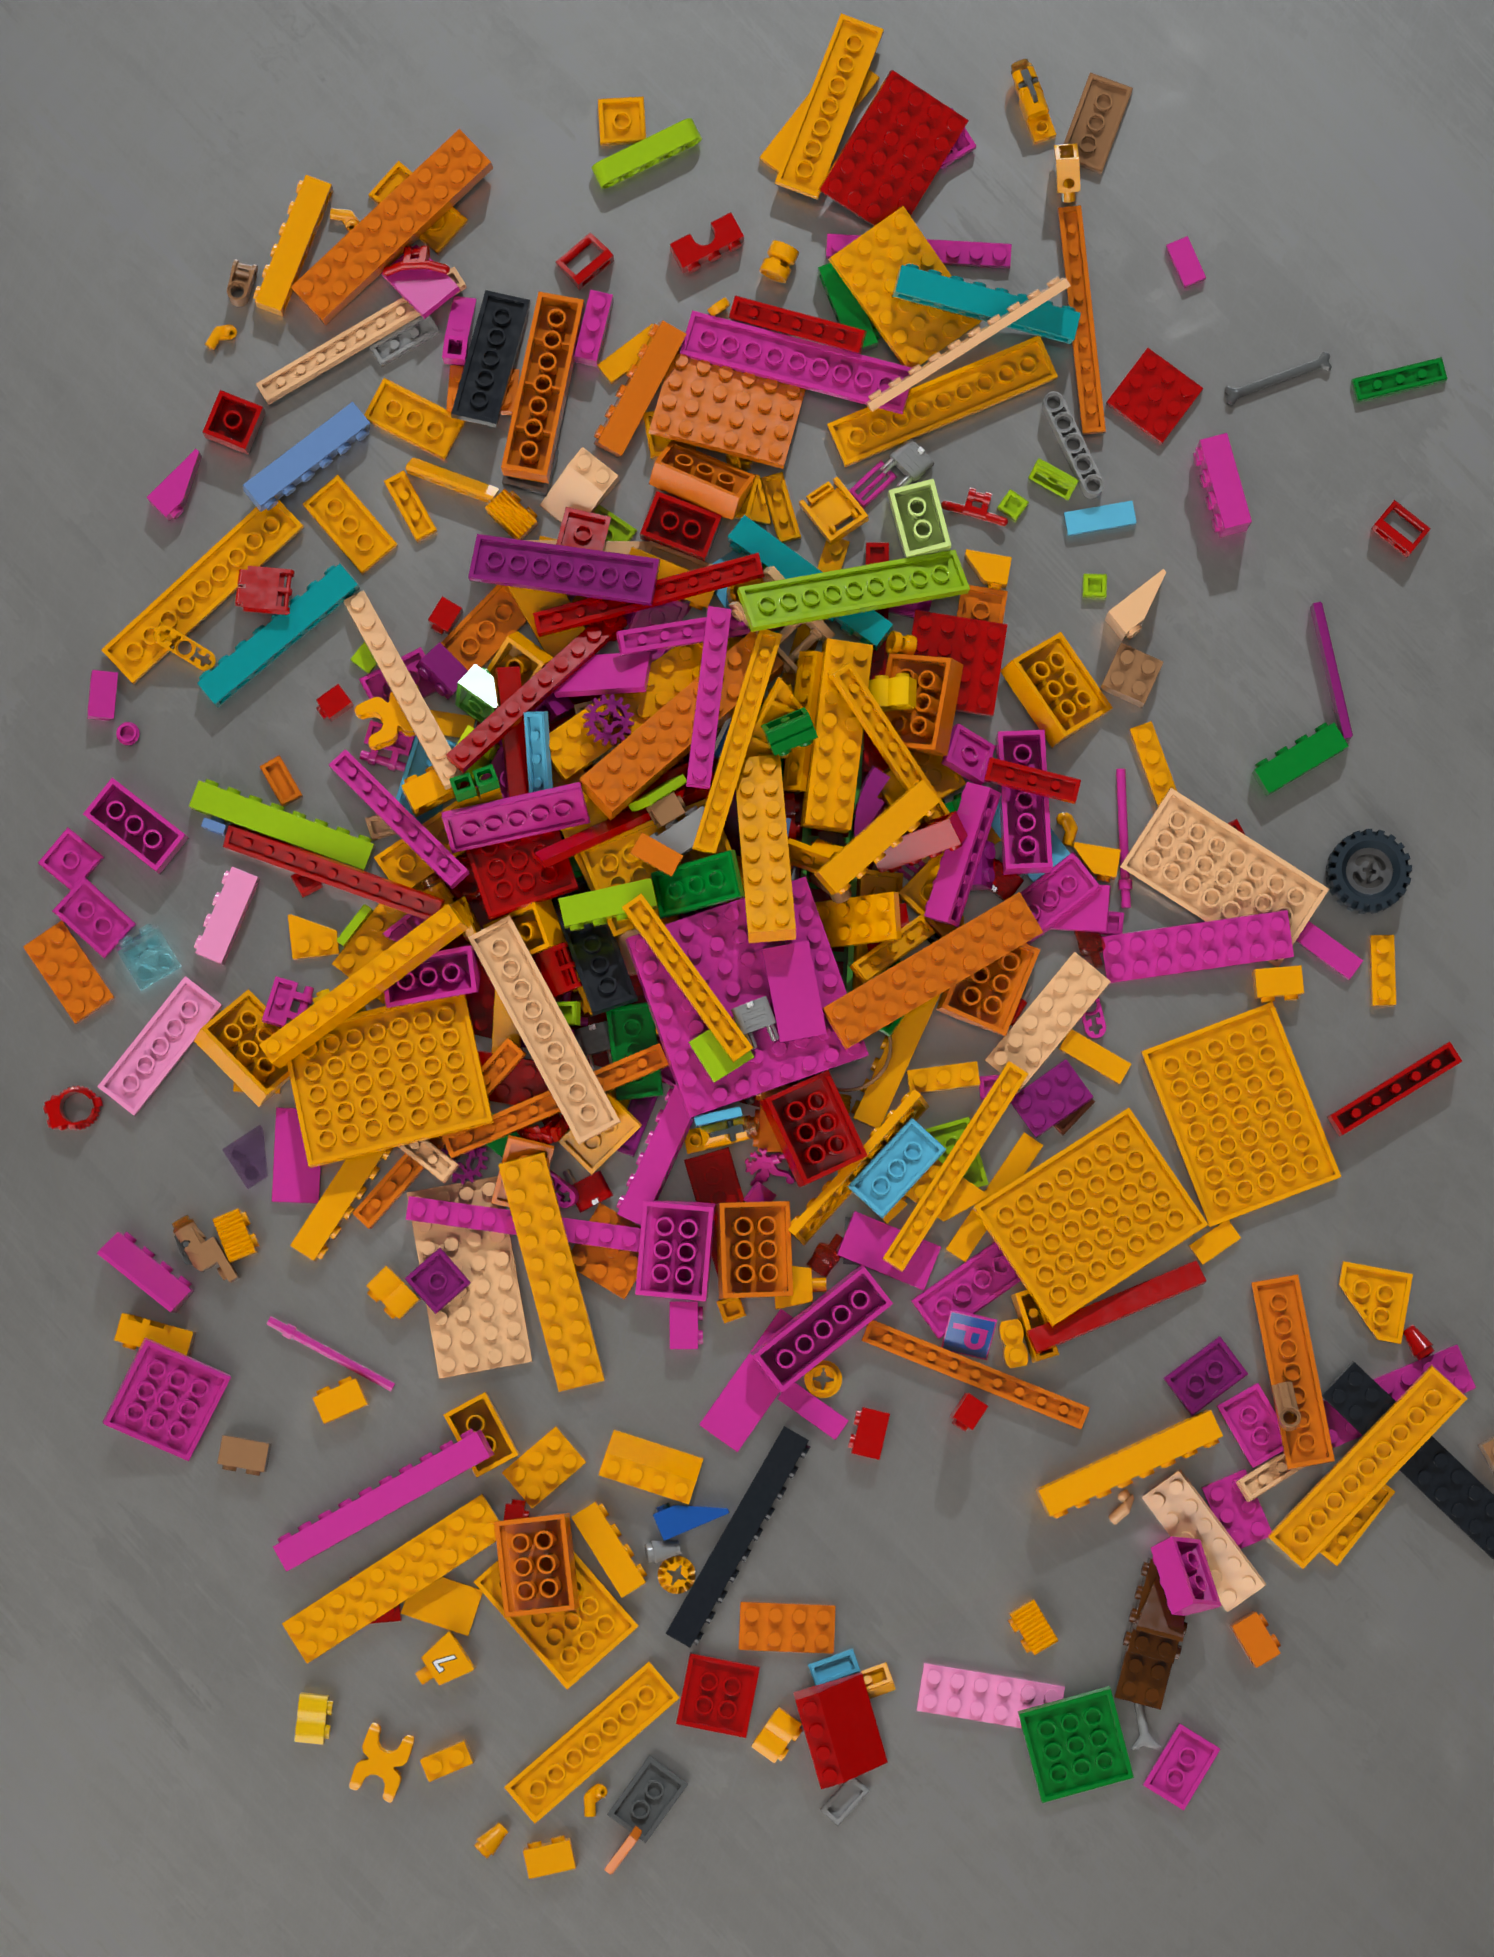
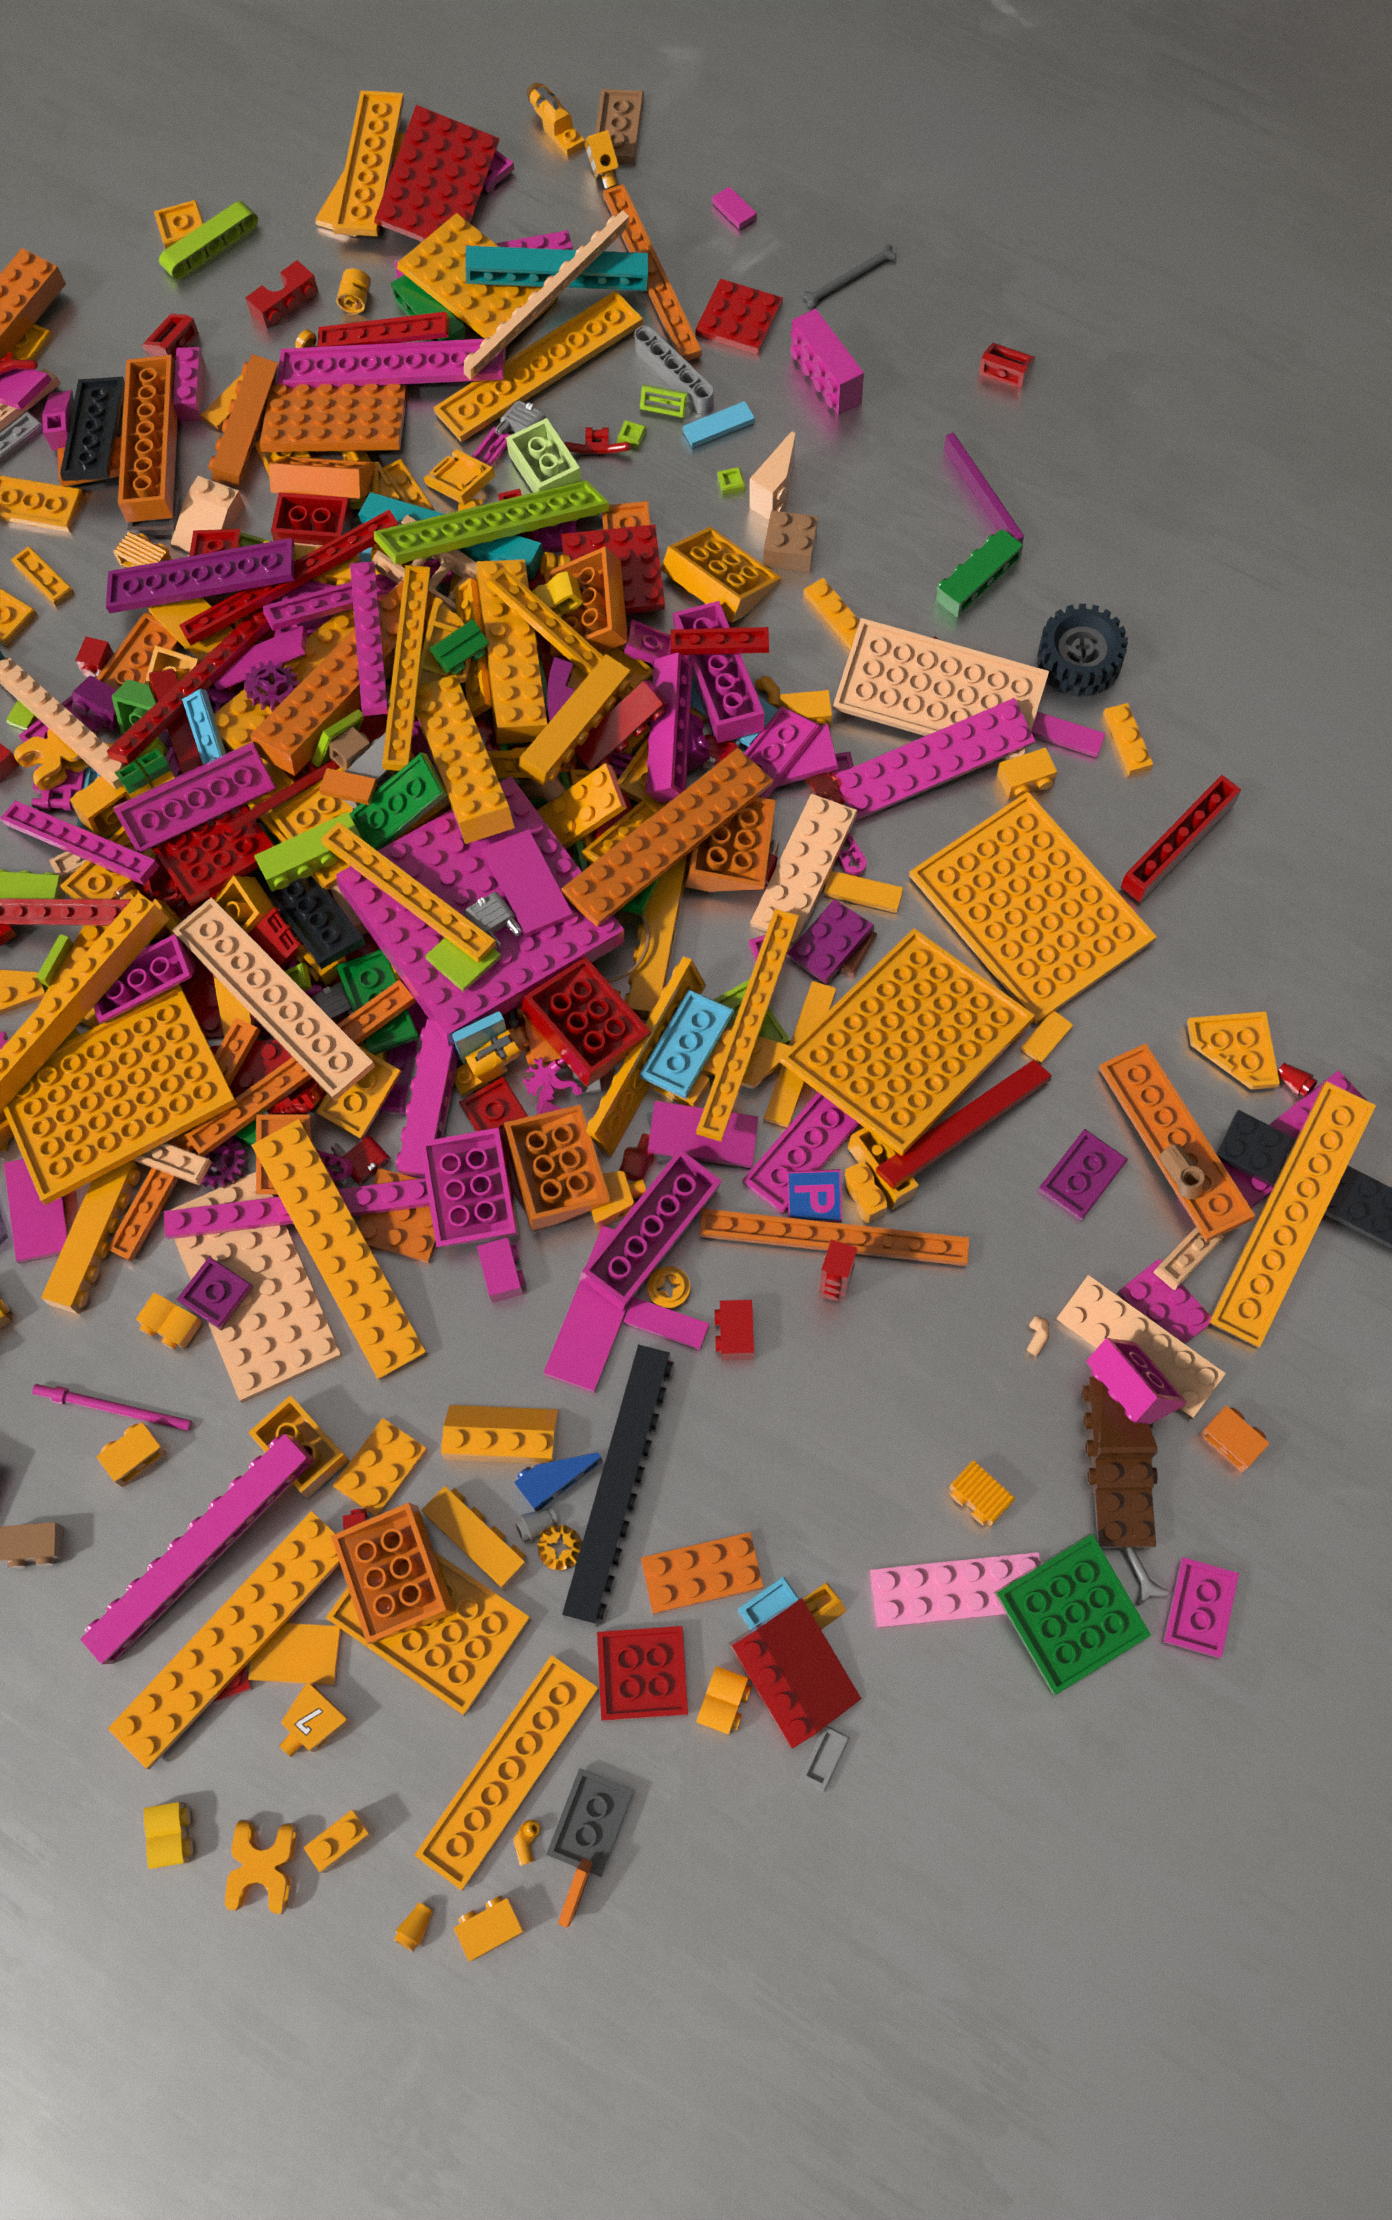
camera: 10 degrees left, 15 degrees down
(451, 480) = (72, 544): light orange slope -> none
(731, 1309) = (548, 1241): light orange tile -> none
(943, 1078) = (715, 946): light orange brick -> none
(989, 568) = (622, 485): light orange slope -> none
(1125, 882) = (842, 724): dark pink bar -> none
(1127, 1463) = (1030, 1282): light orange brick -> none
(1253, 1424) = (1151, 1209): dark pink plate -> none
(1352, 1531) = (1297, 1296): light orange plate -> none
(1399, 379) = (962, 250): green tile -> none

